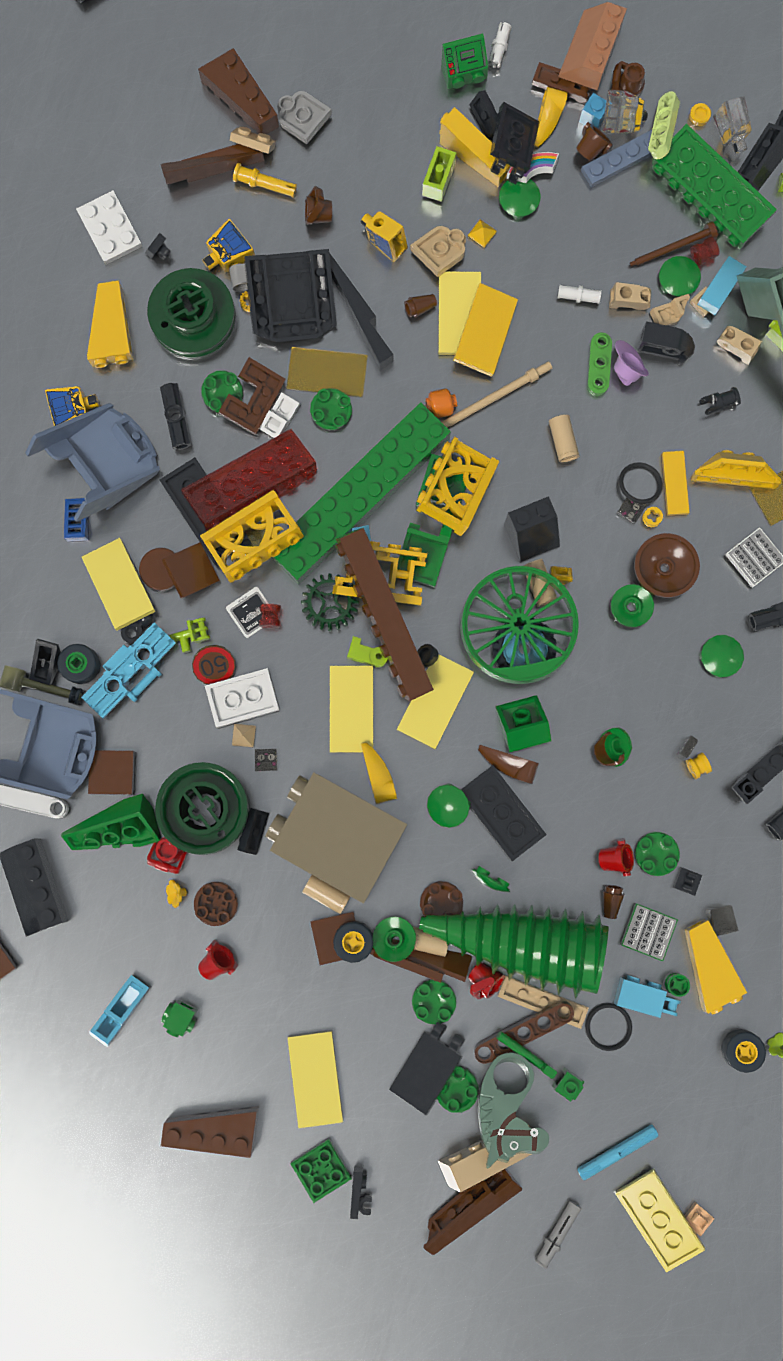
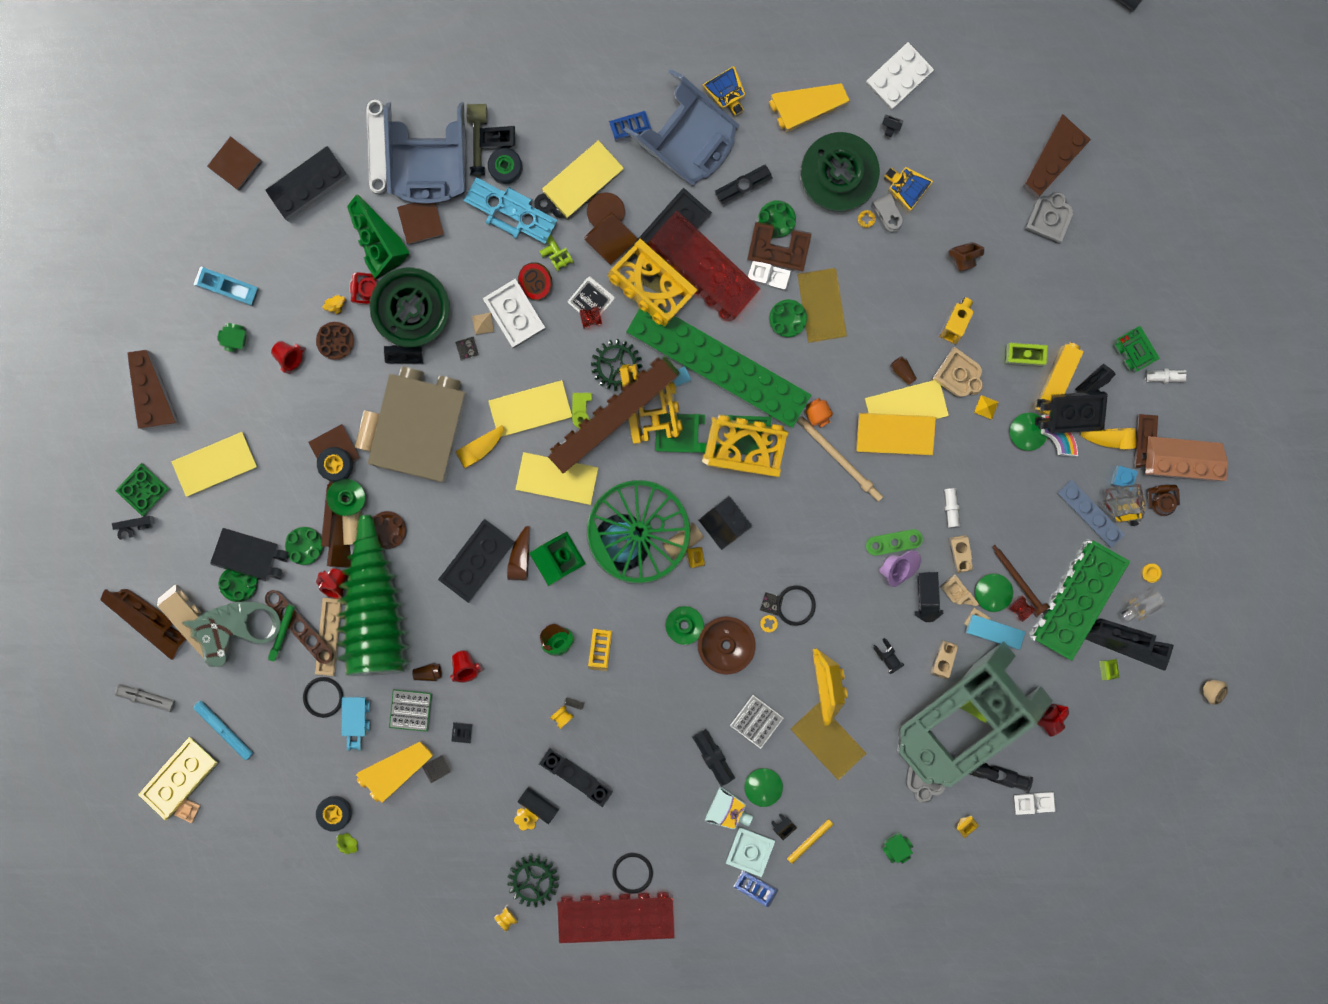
camera: 75 degrees right, 5 degrees up
(210, 163) = (983, 147): reddish brown wedge -> none
(255, 178) = (979, 191): yellow pin -> none
(256, 141) = (1014, 180): tan plate -> none
(290, 295) = (878, 254): black wedge -> none
(362, 315) = (880, 321): black slope -> none
(428, 654) = (593, 460): black tile -> none
(448, 805) = (469, 513): green dish -> none
(483, 876) = (419, 557): green dish -> none
(564, 438) = (816, 528): tan pin -> none
(569, 1086) = (266, 675): green window -> none
(593, 142) = (1094, 483): reddish brown piece -> none
(645, 700) = (598, 666): none -> yellow slope
(657, 854) = (477, 701): green dish -> none
(660, 125) = (1105, 542): yellowish green beam -> none
(675, 483) = (804, 635): yellow tile -> none
(680, 985) = (371, 746): green wheel -> none
(722, 656) = (663, 714): green dish -> none

